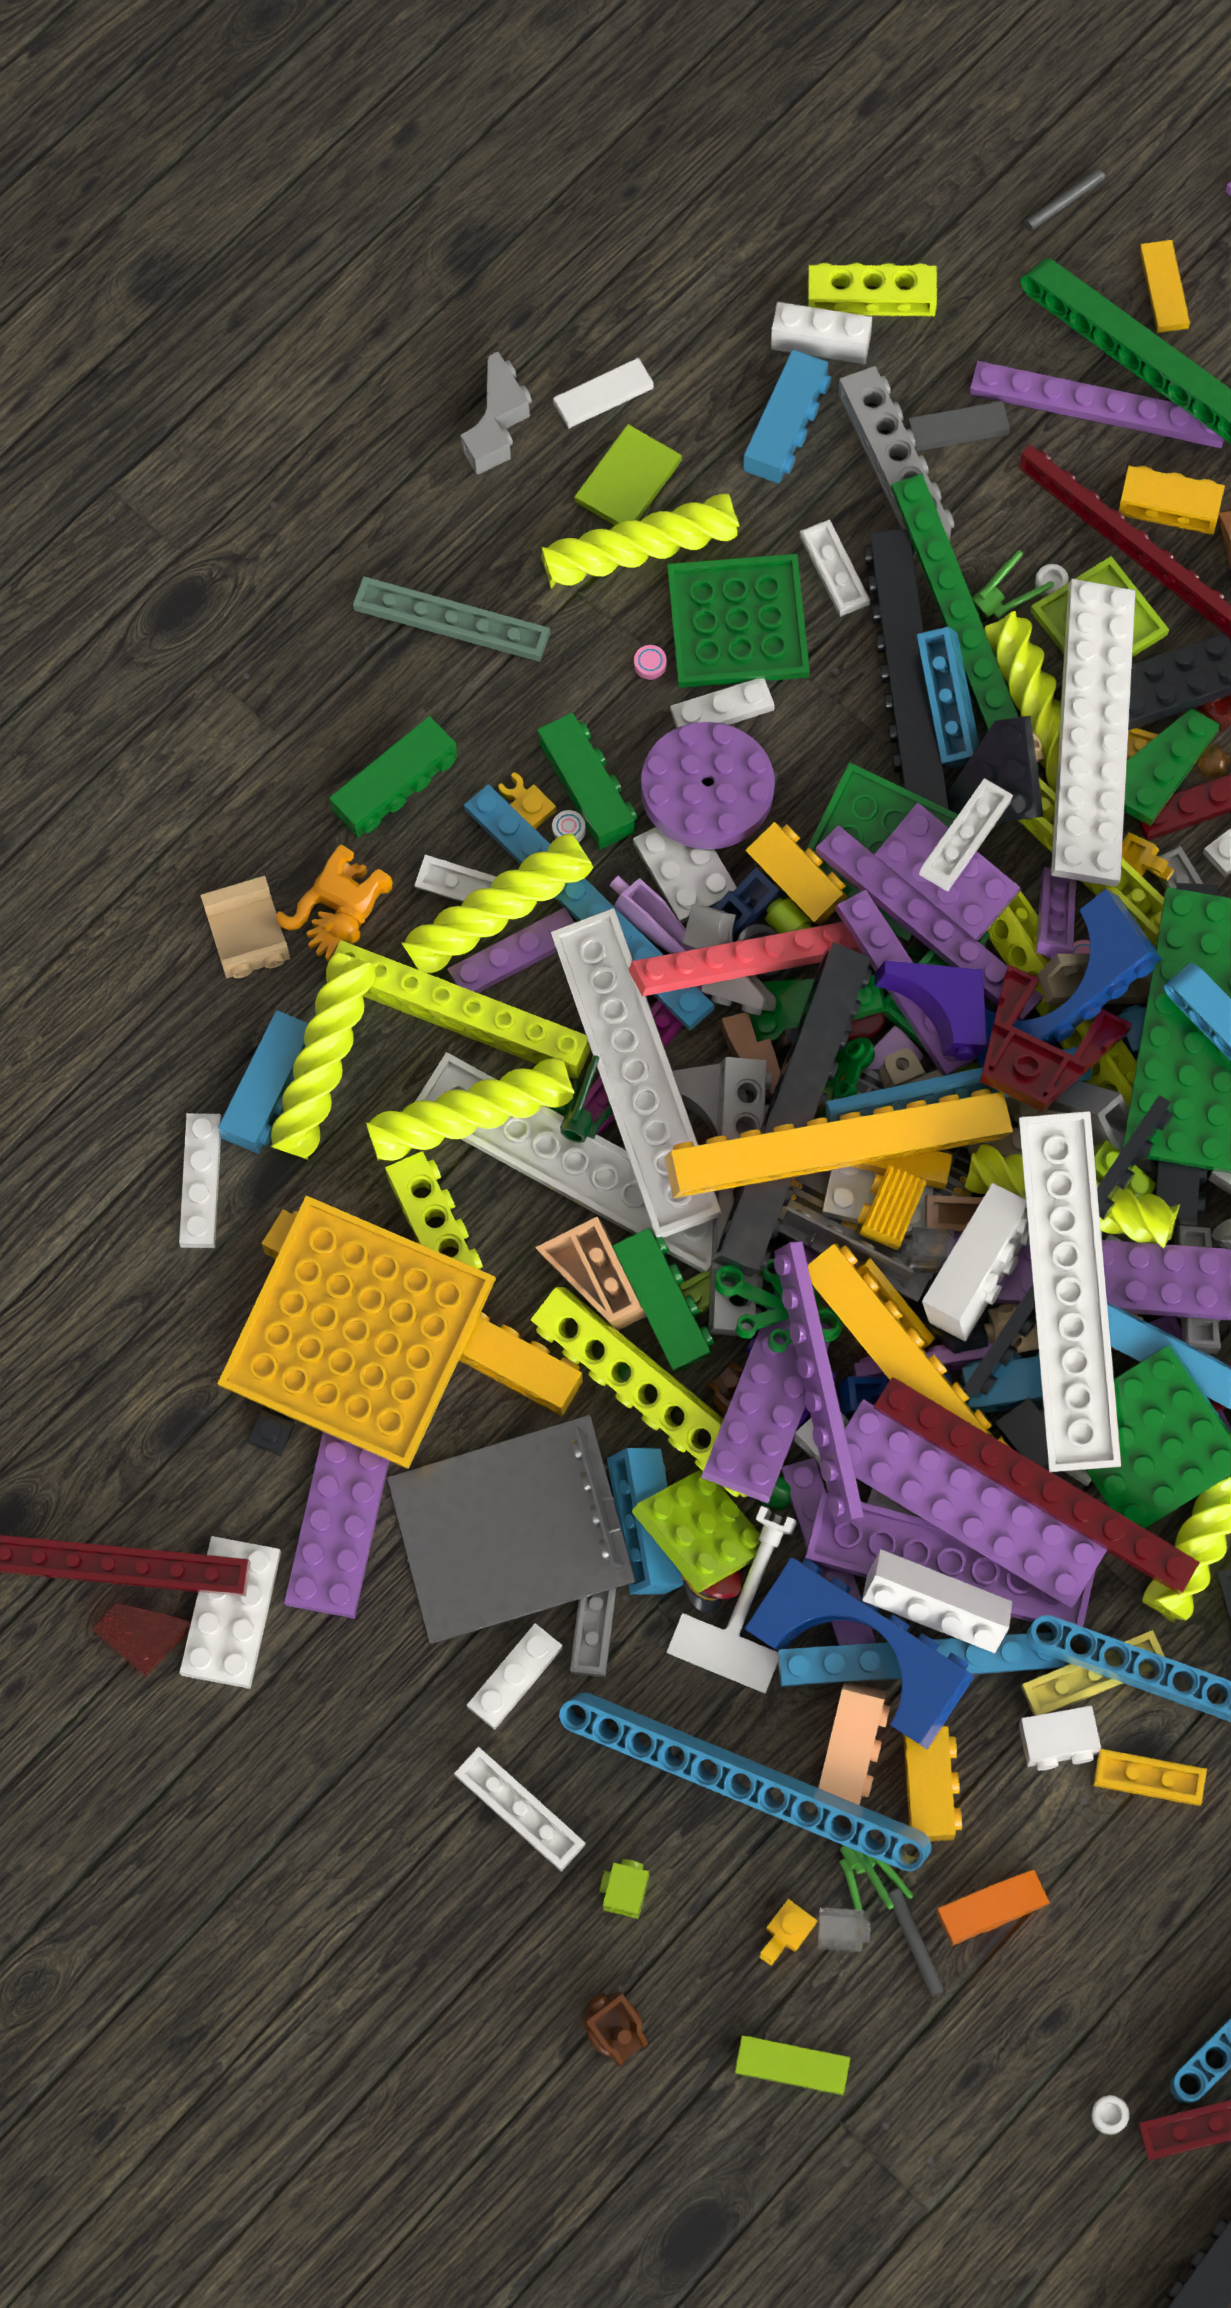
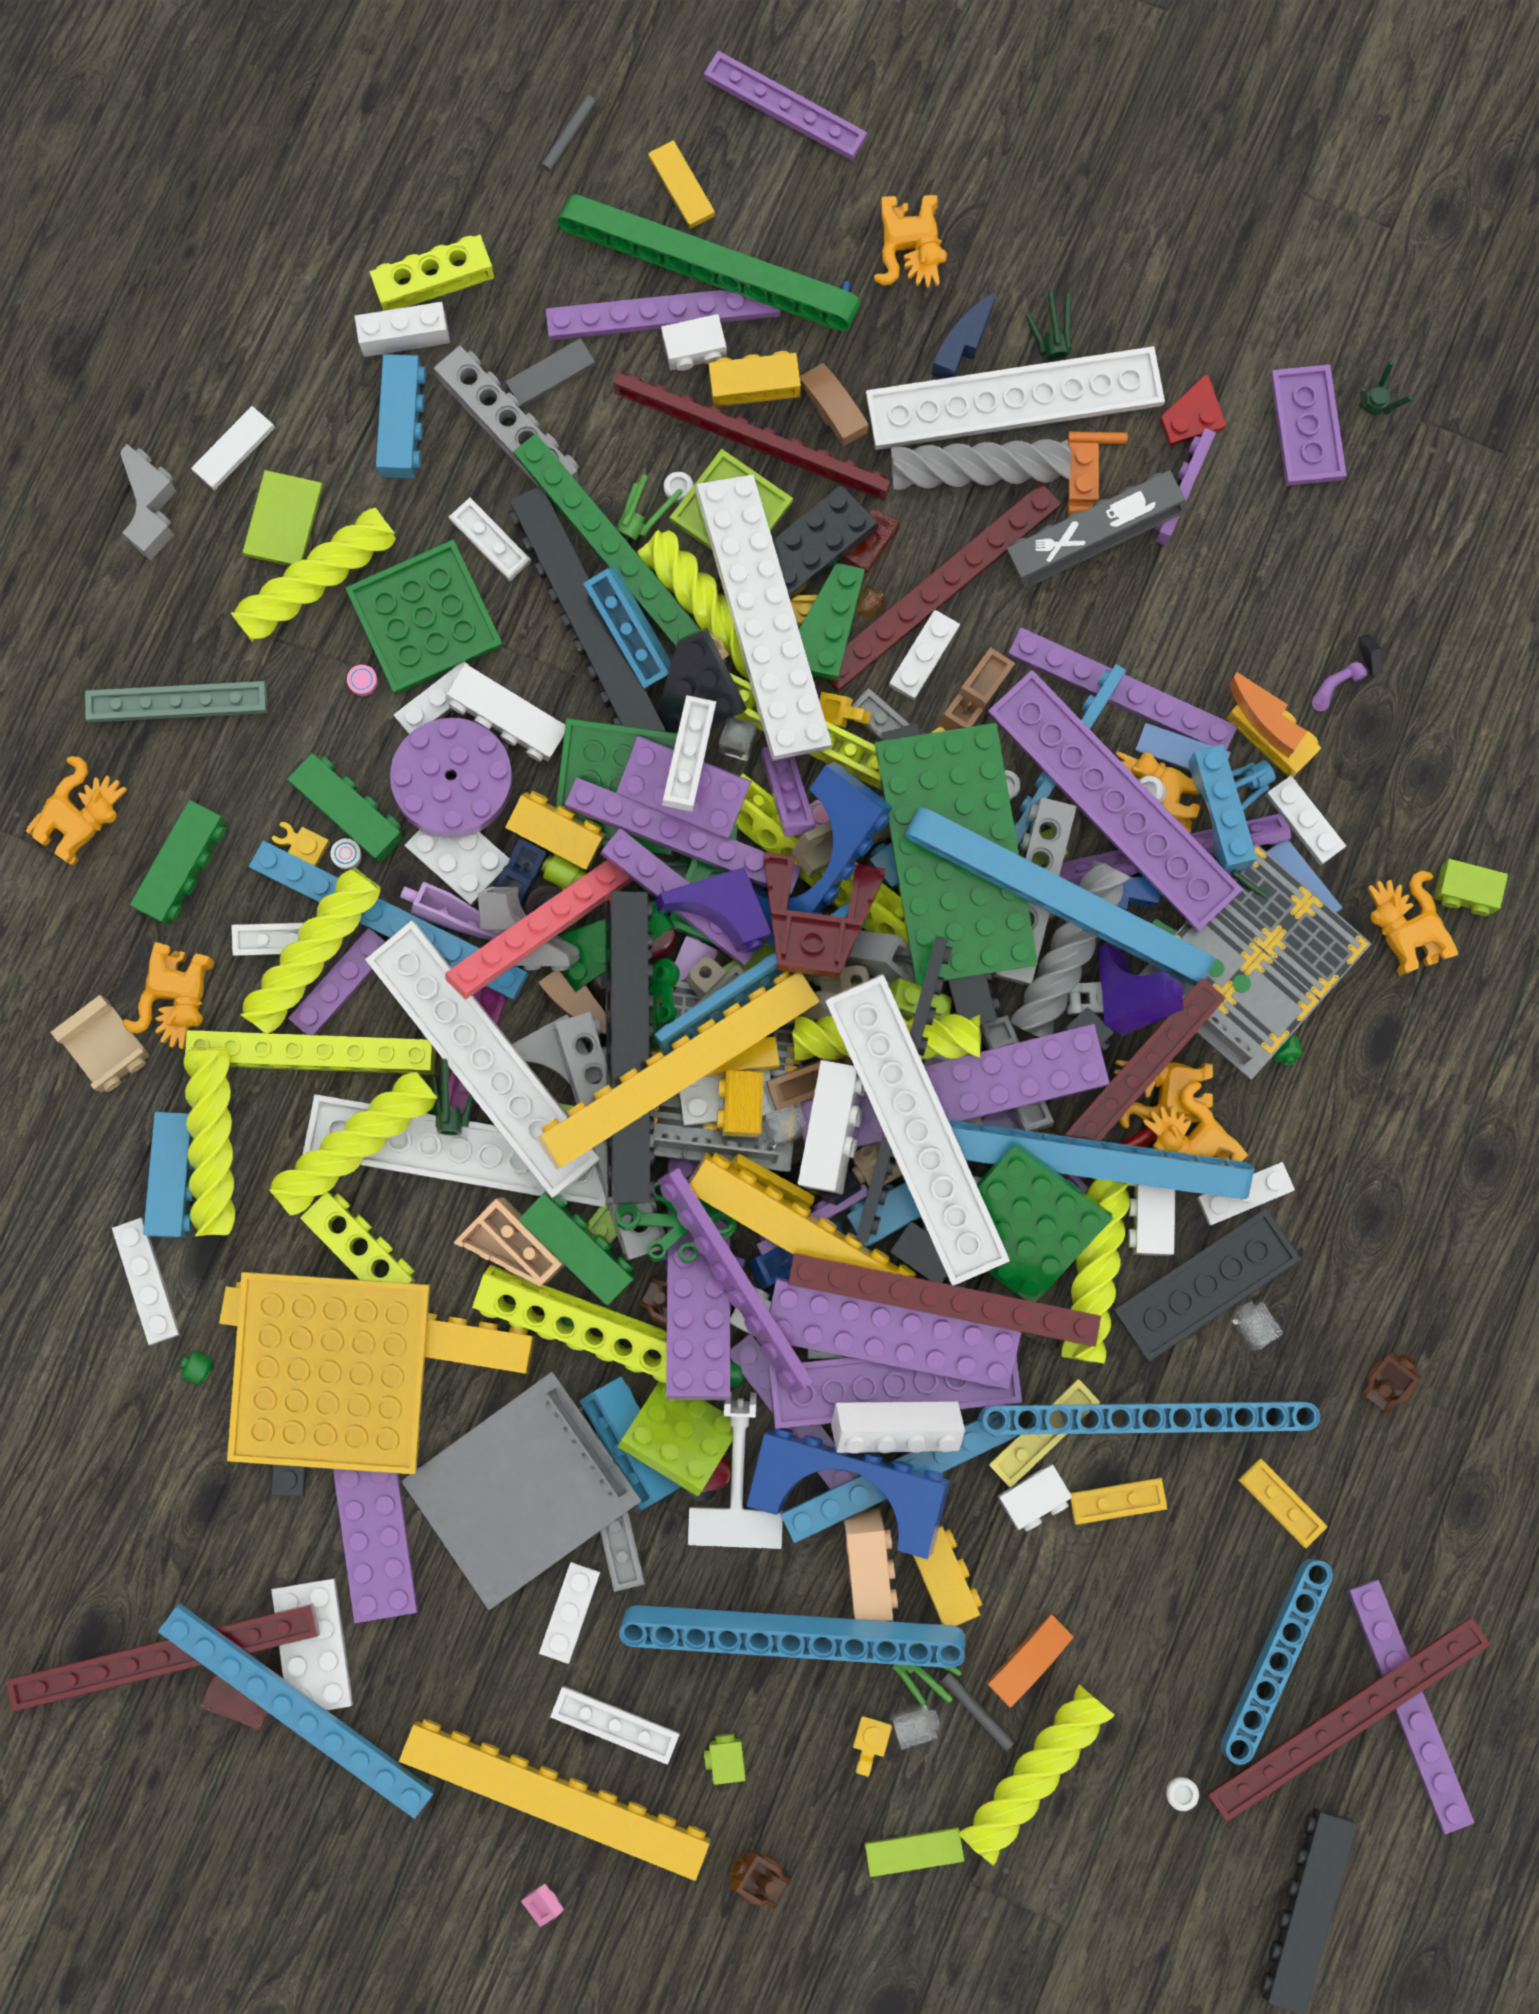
camera: 25 degrees left, 10 degrees up
(192, 1666) = (296, 1710): none -> dark azure plate
(218, 1286) = (196, 1367): none -> green piece
(303, 703) = (75, 824): none -> light orange animal
(372, 1967) = (542, 1905): none -> bright pink plate
(428, 1863) = (554, 1799): none -> yellow brick
(787, 741) = (506, 713): none -> white brick
(955, 2028) = (1036, 1775): none -> neon yellow piece
(1022, 848) = (737, 738): none -> clear brick
(1120, 442) = (694, 342): none -> white brick

